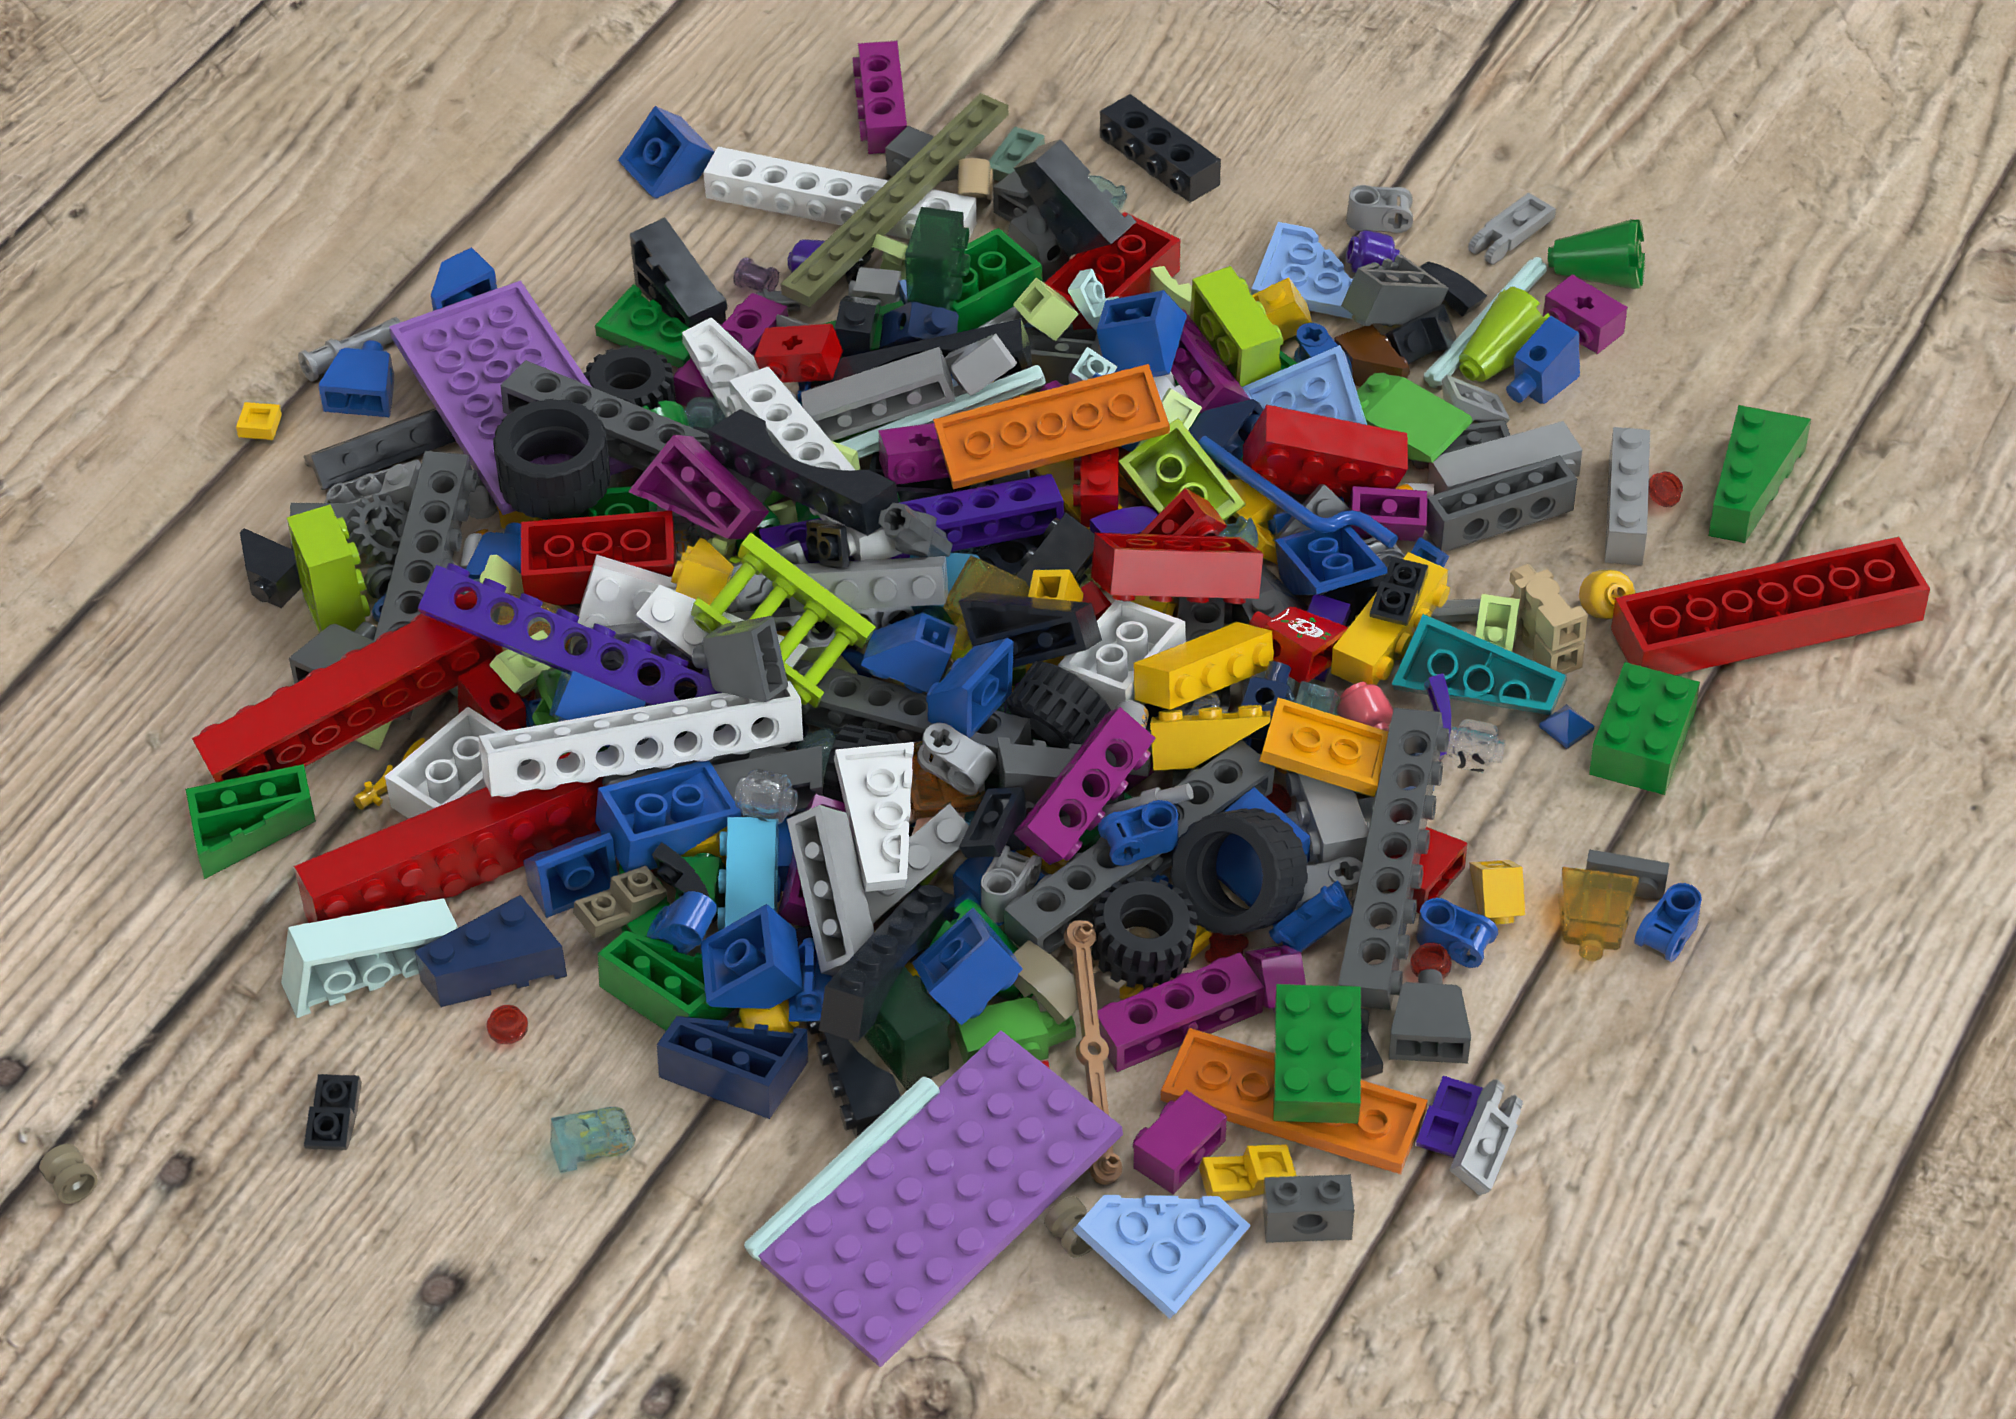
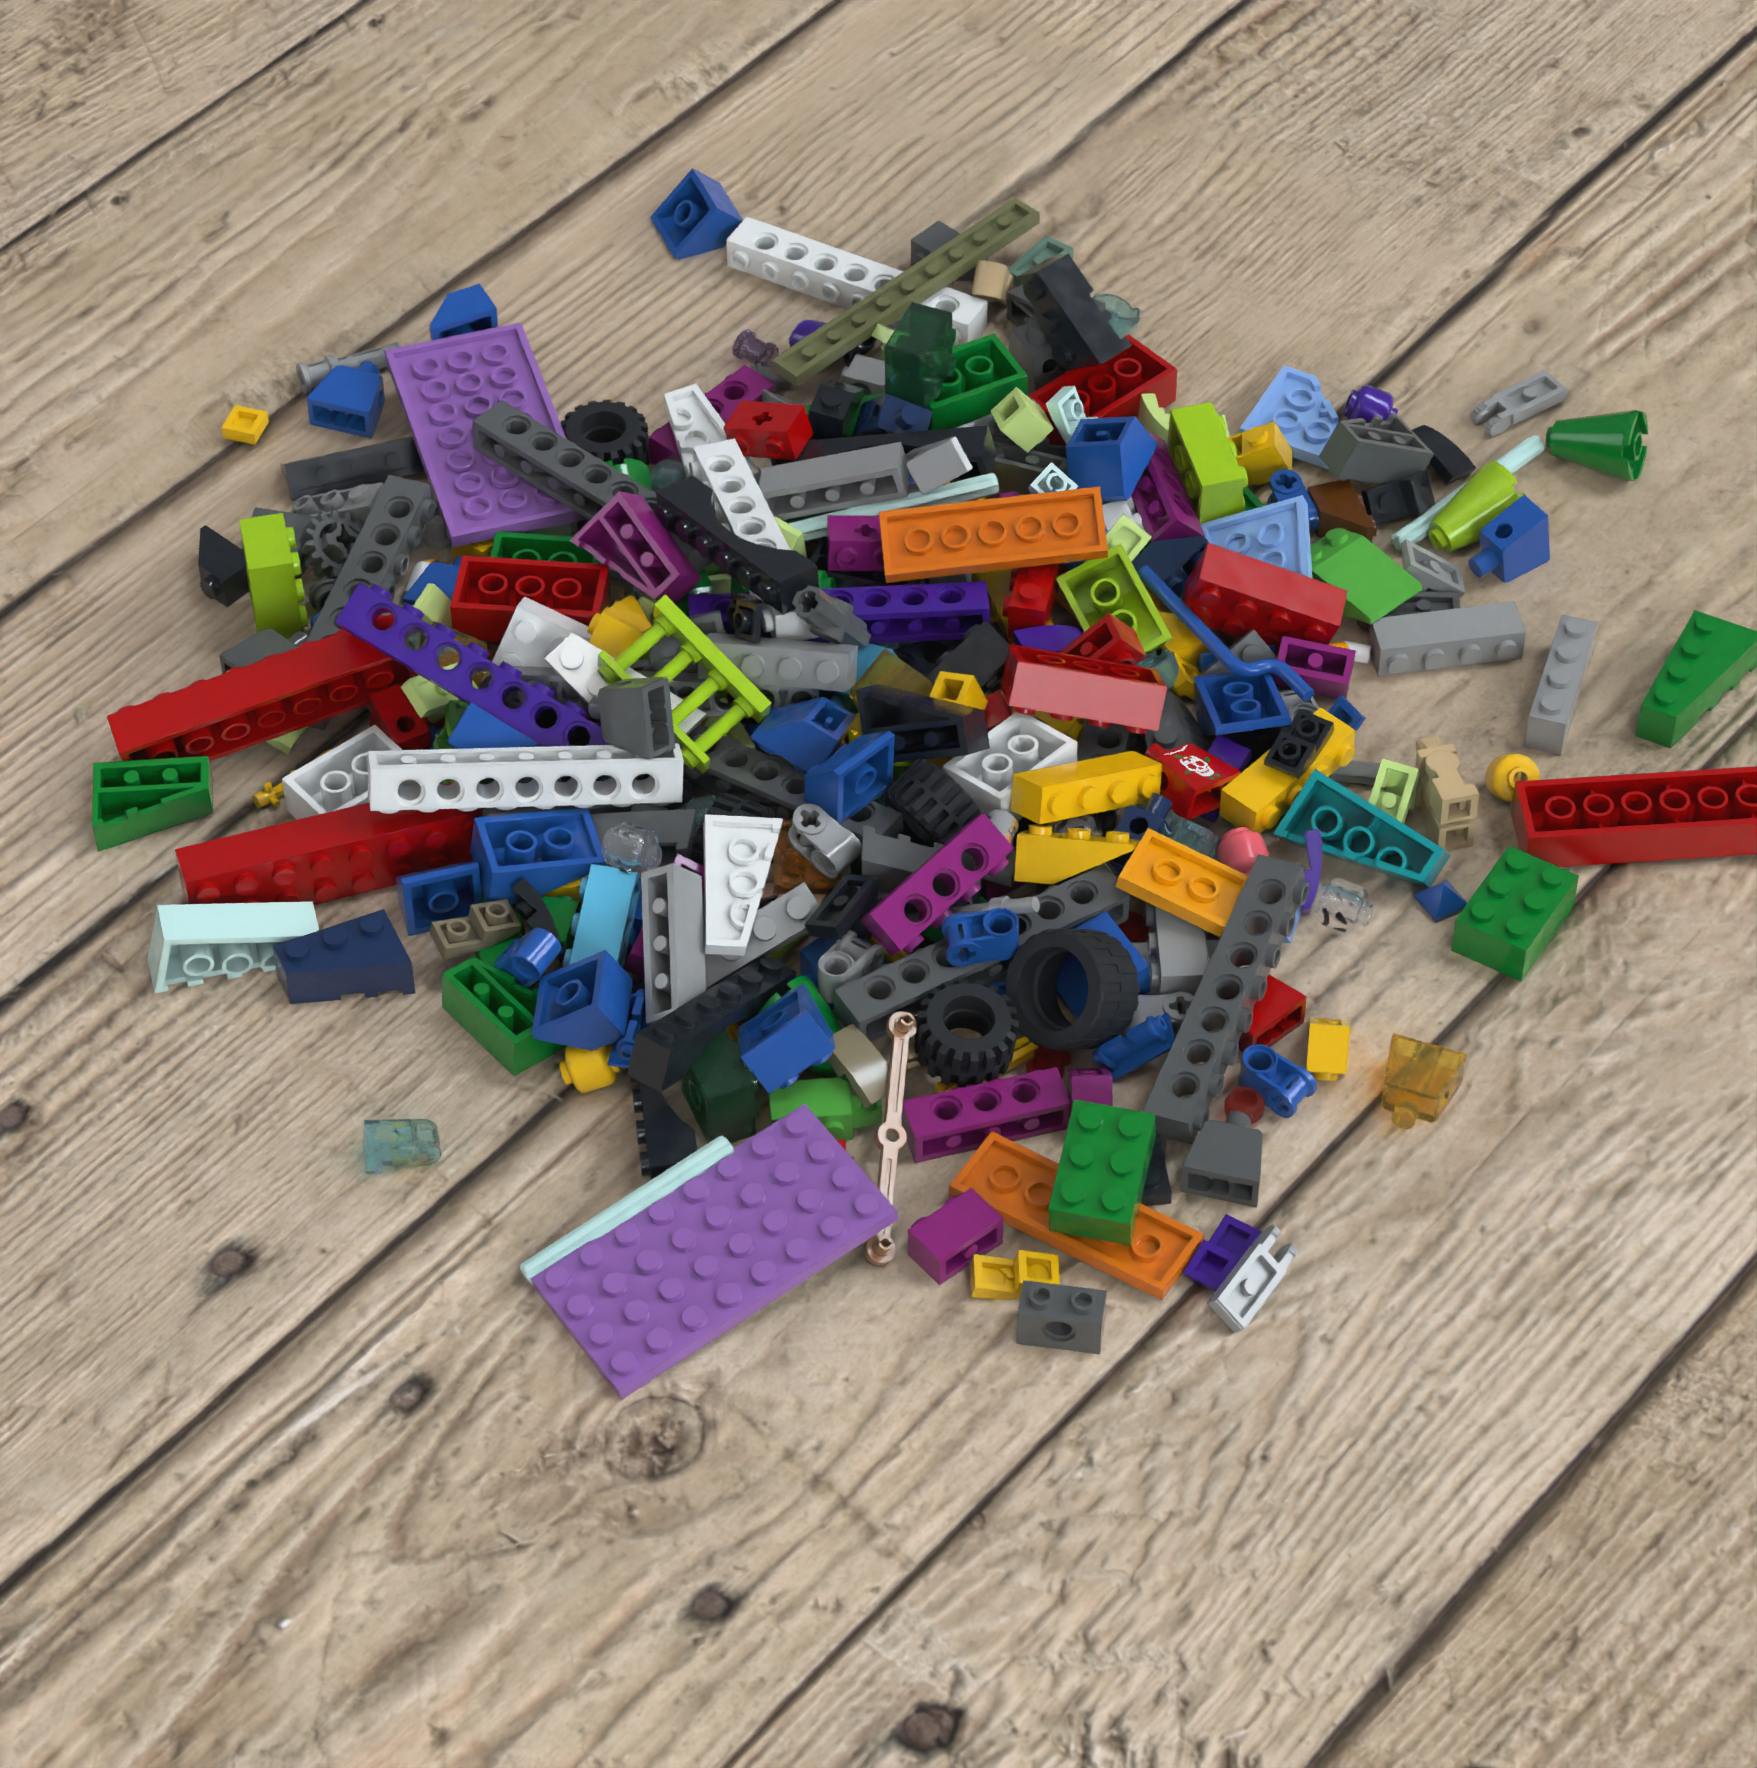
camera: 10 degrees right, 0 degrees up
(333, 1112) = (168, 1085): black slope -> none
(507, 1024) = (347, 1029): clear red plate -> none
(549, 429) = (511, 527): black tyre -> none
(643, 323) = (635, 382): green wing -> none
(673, 277) = (672, 340): black wedge -> none
(733, 1063) = (549, 1097): dark blue wedge -> none
(881, 94) = (922, 184): magenta brick -> none
(1061, 1222) = (832, 1296): dark tan wheel -> none
(1160, 148) = (1185, 276): black brick -> none
(1162, 1242) = (913, 1325): light blue plate -> none
(1376, 209) = (1386, 365): light grey piece -> none
(1500, 503) = (1430, 674): dark grey brick -> none
(1587, 311) = (1569, 499): magenta brick -> none
(1651, 873) = (1481, 1055): dark grey plate -> none
(1665, 489) = (1601, 683): clear red plate -> none
(1671, 921) = (1490, 1102): blue piece -> none

